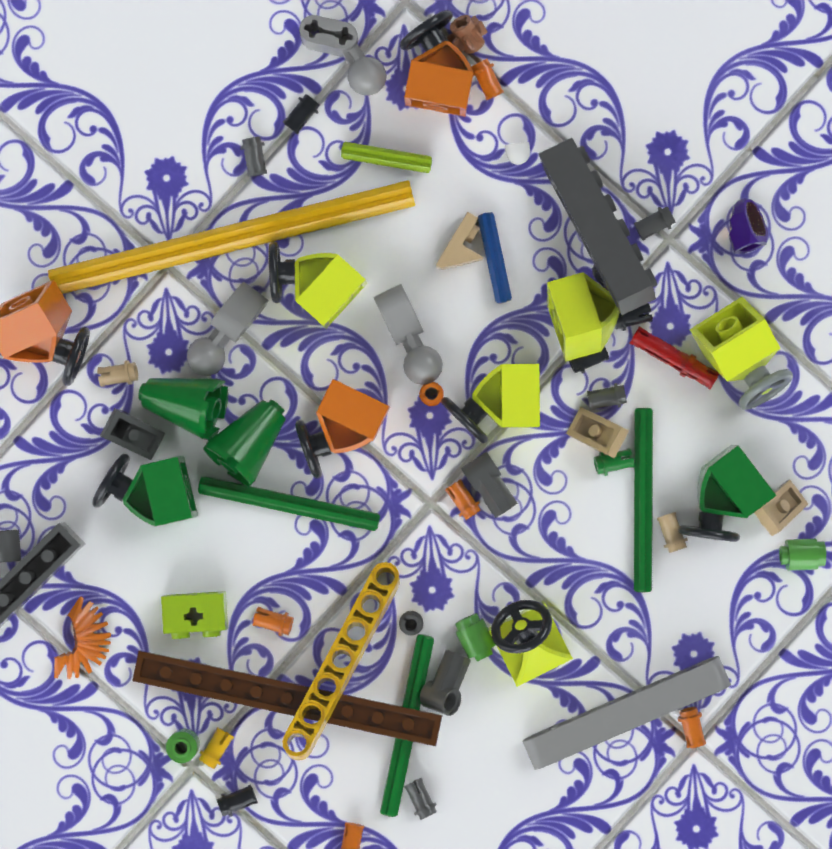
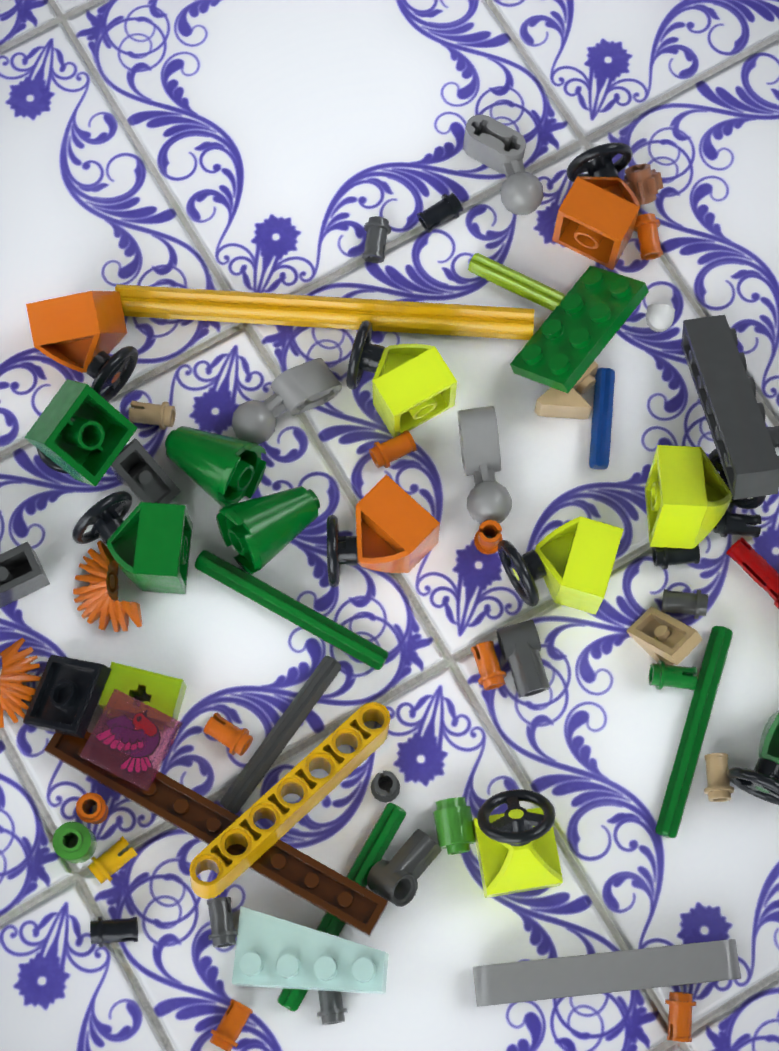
camera: 15 degrees right, 15 degrees down
(68, 421) = (80, 433): none -> green piece
(132, 539) = (101, 594): none -> orange hair
(135, 633) = (67, 696): none -> black plate
(180, 718) = (84, 805): none -> orange pin
(199, 654) = (131, 739): none -> clear pink tile
(314, 607) = (280, 734): none -> dark grey axle
(318, 769) = (221, 922): none -> dark grey pin
(328, 341) = (392, 449): none -> orange pin
(379, 778) = (294, 956): none -> light aqua wing
(452, 187) = (579, 328): none -> green plate

